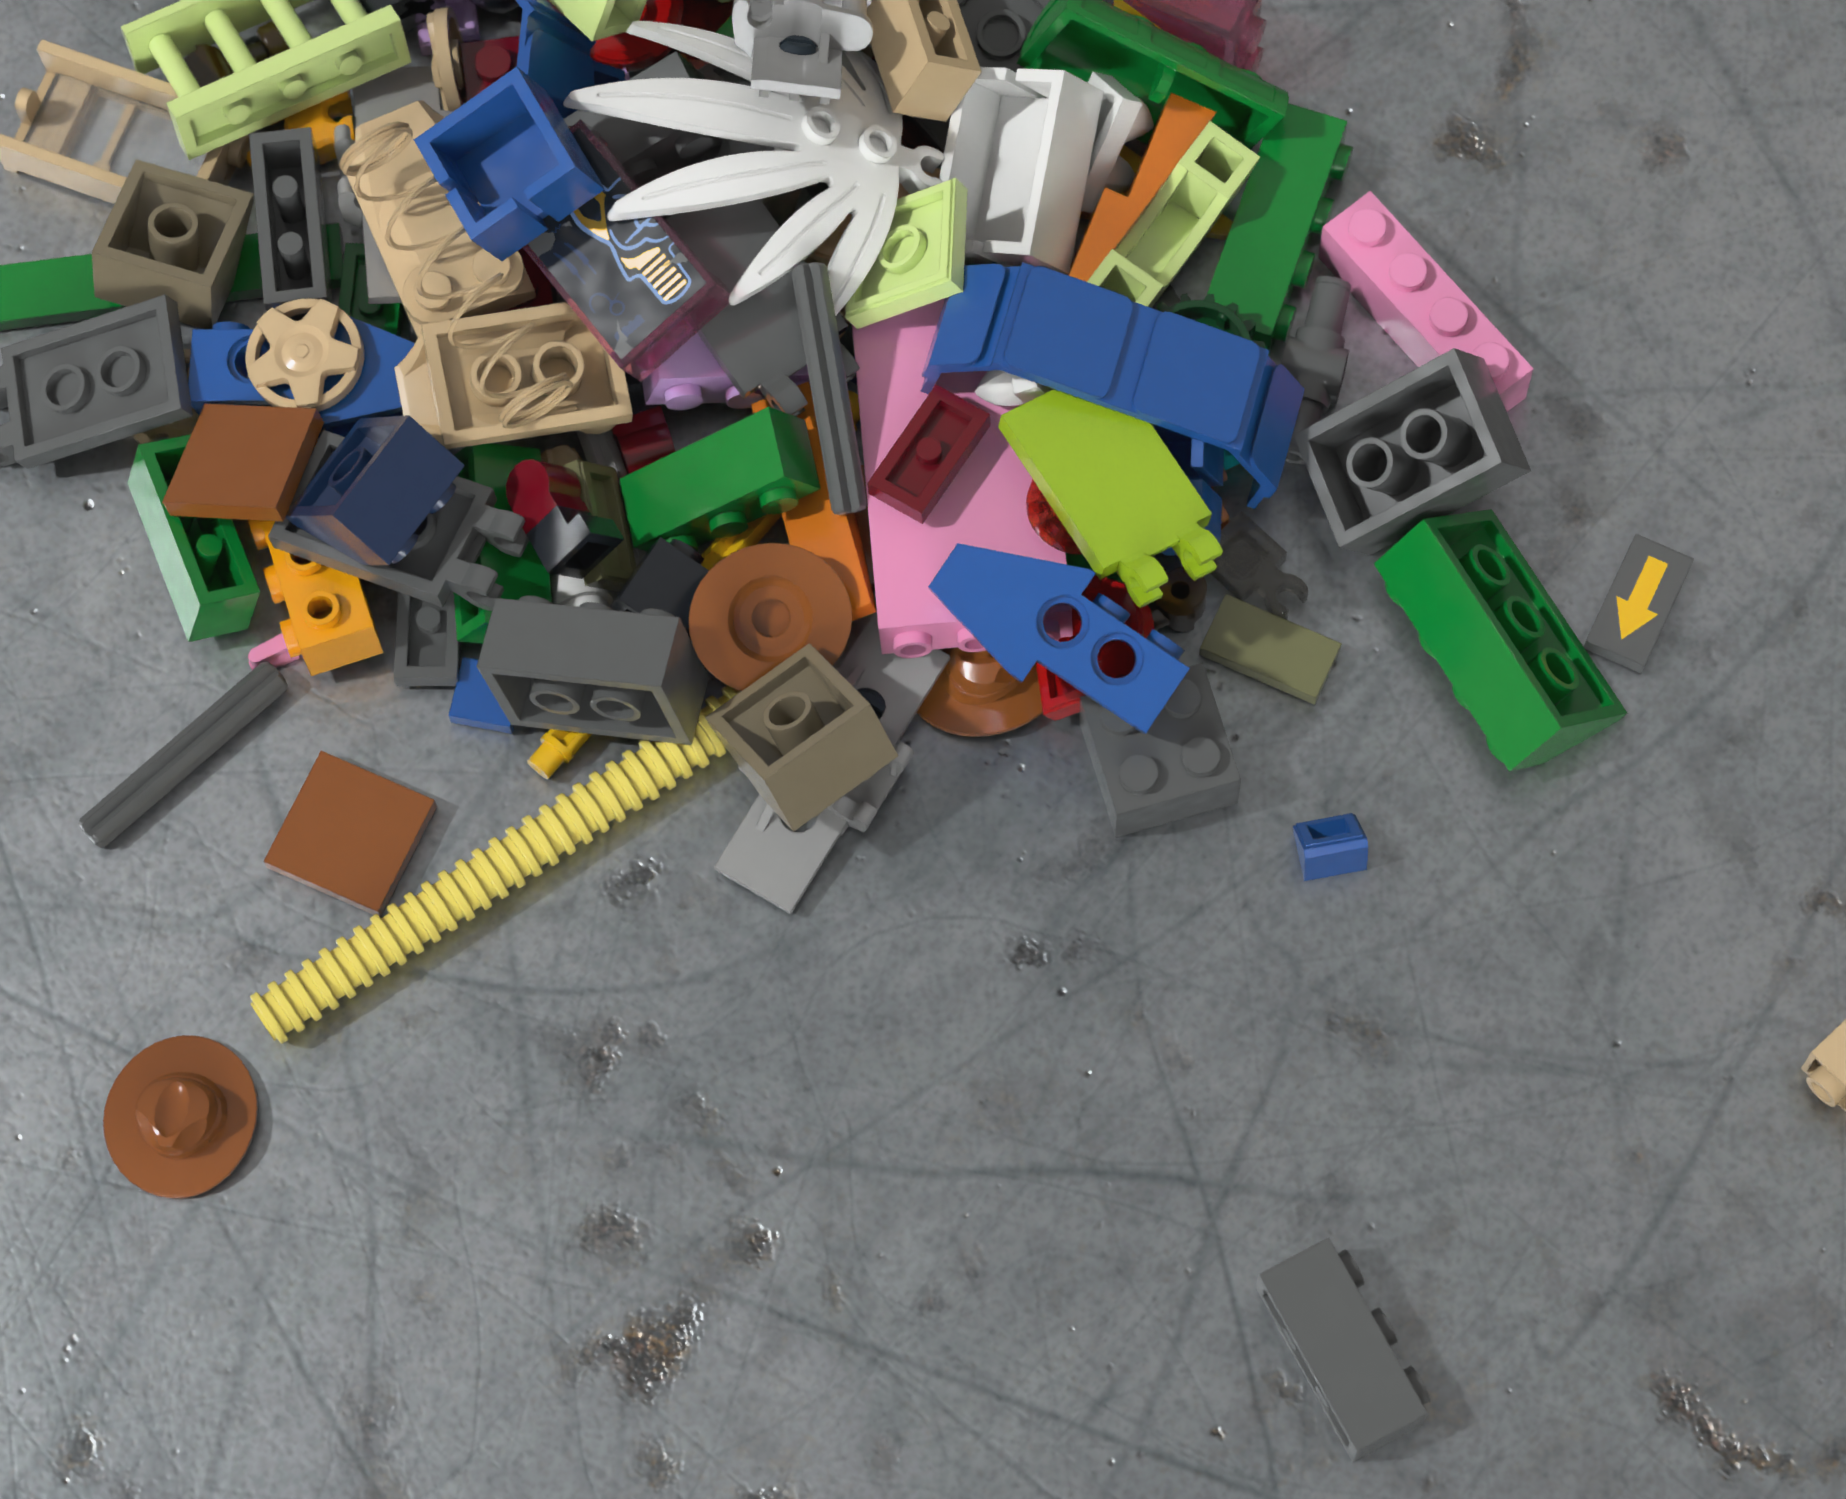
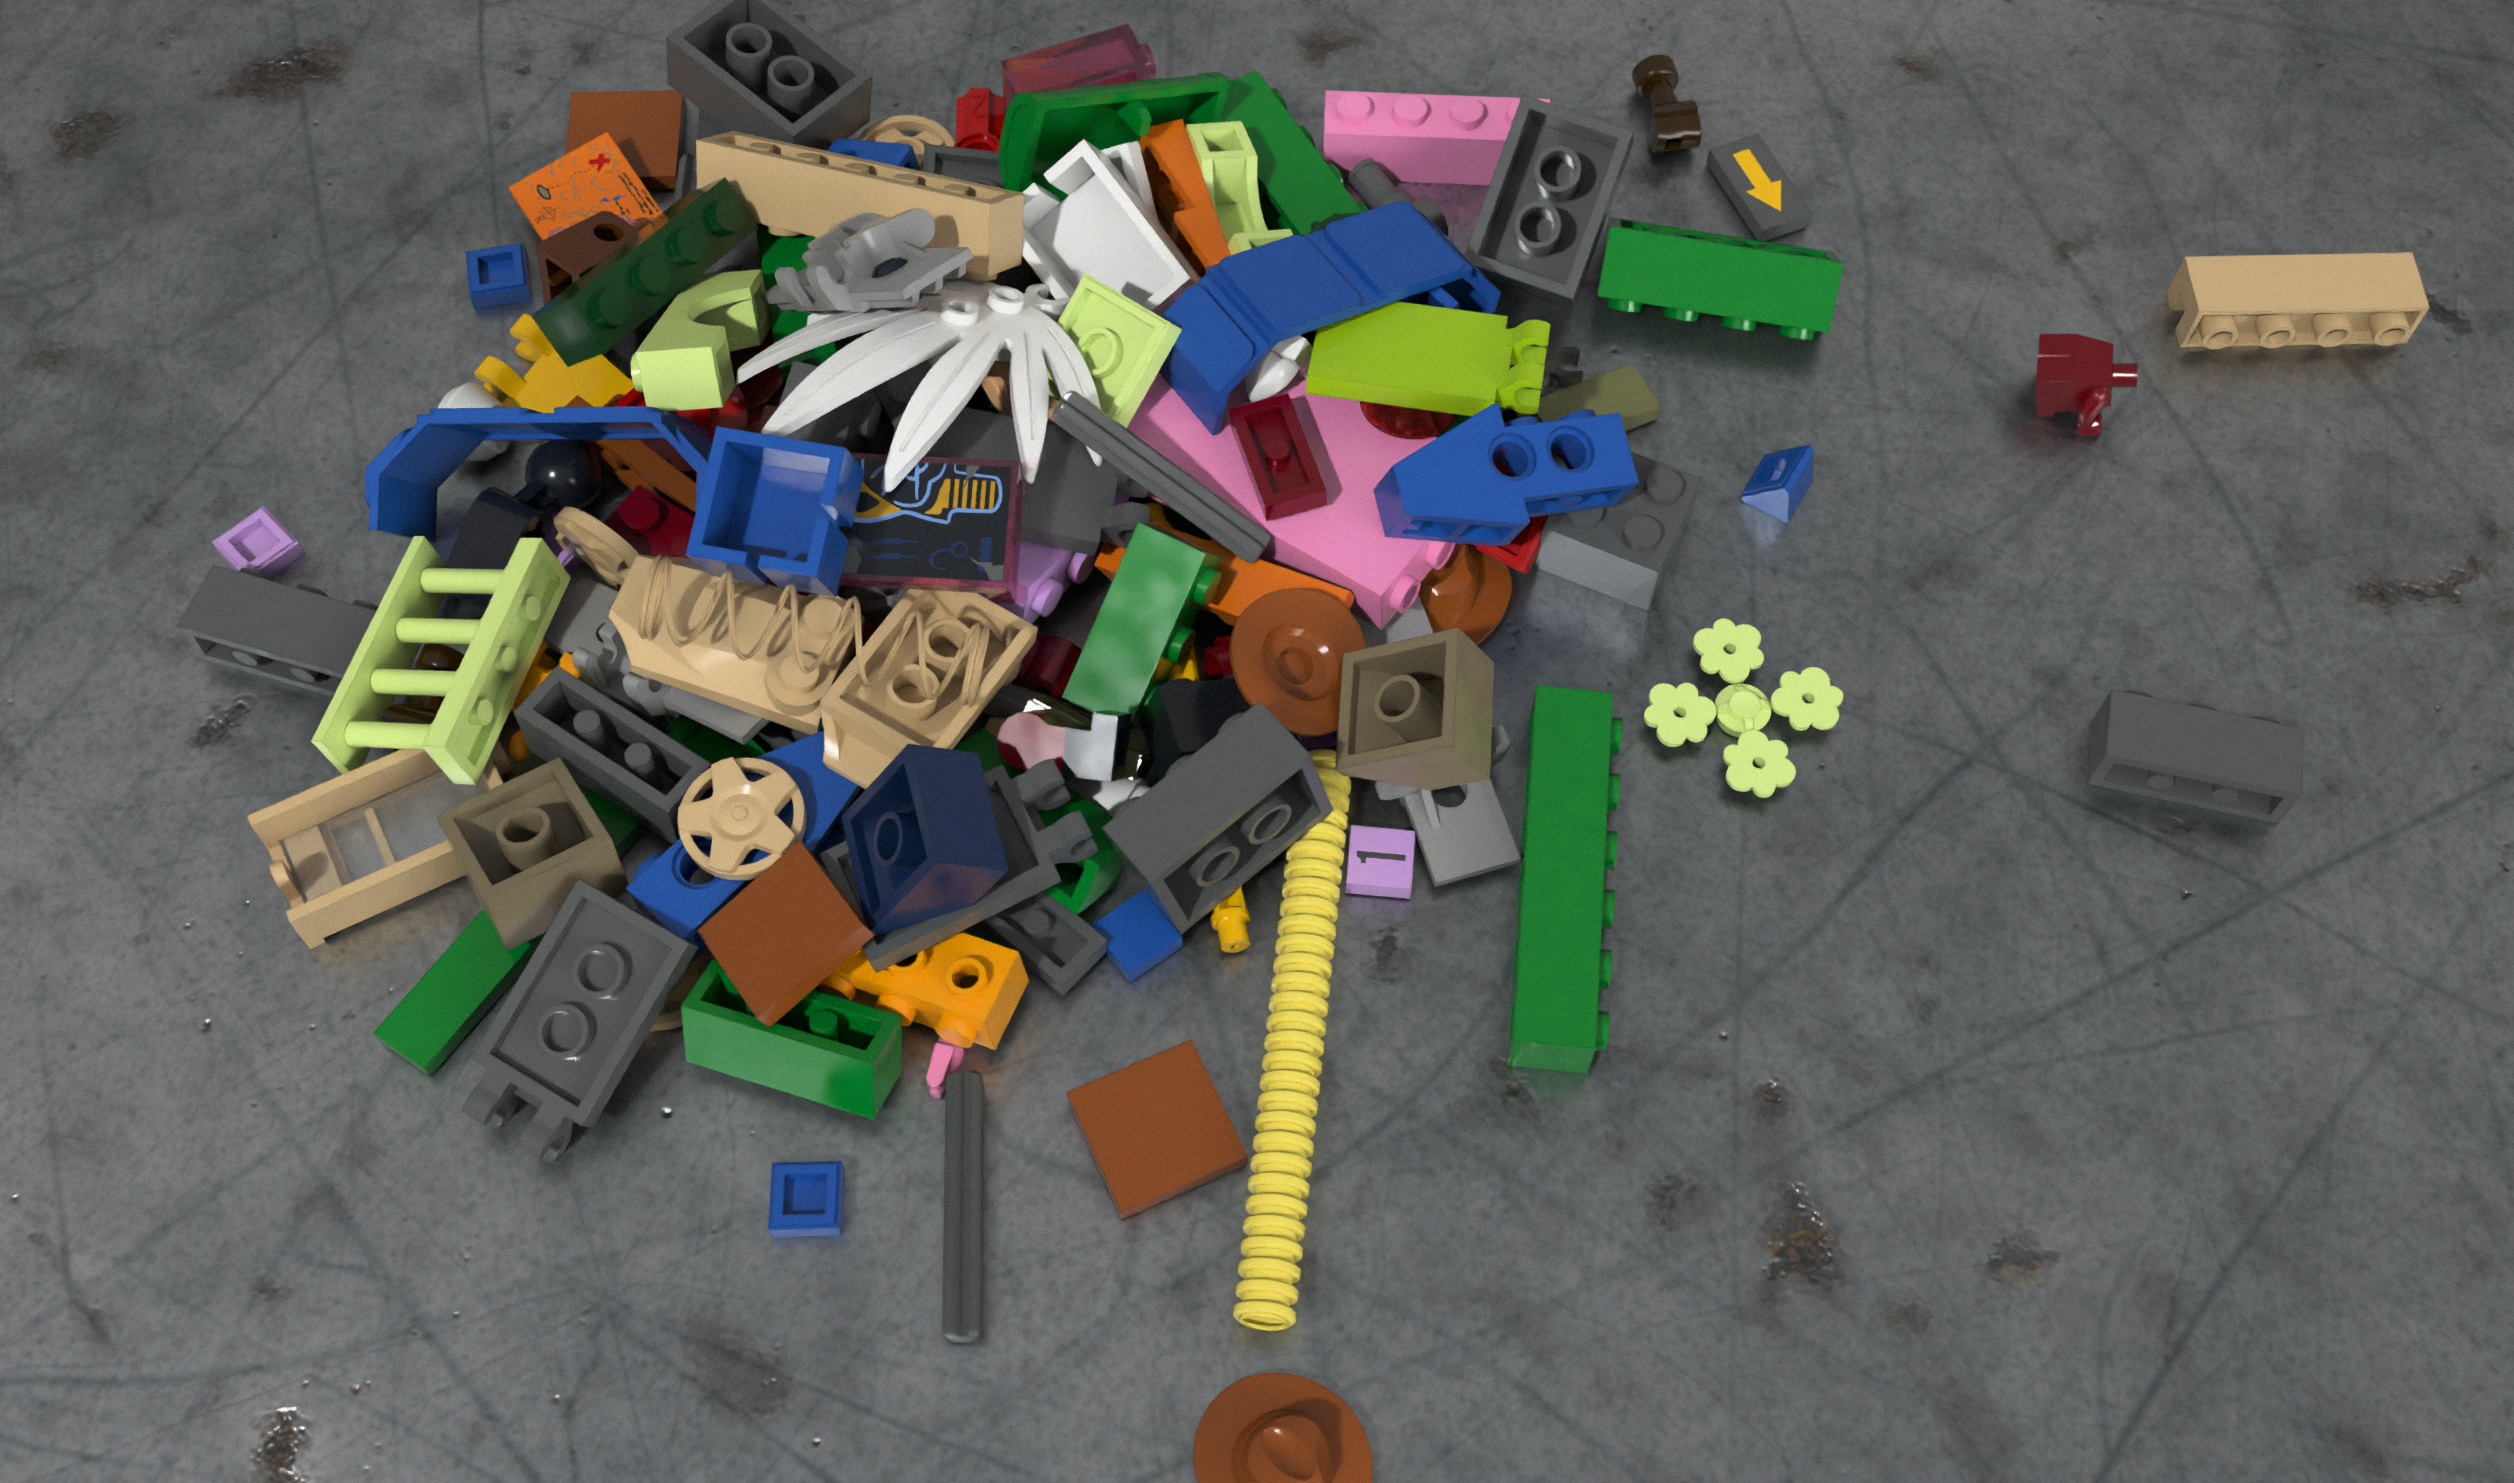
camera: 55 degrees left, 10 degrees down
(102, 650) = (806, 1199): none -> blue tile
(700, 814) = (1380, 862): none -> lavender tile
(797, 951) = (1562, 881): none -> green brick
(1078, 973) = (1743, 708): none -> yellowish green plant
(1637, 480) = (1673, 123): none -> dark brown leg
(1655, 1003) = (2078, 378): none -> dark red piece

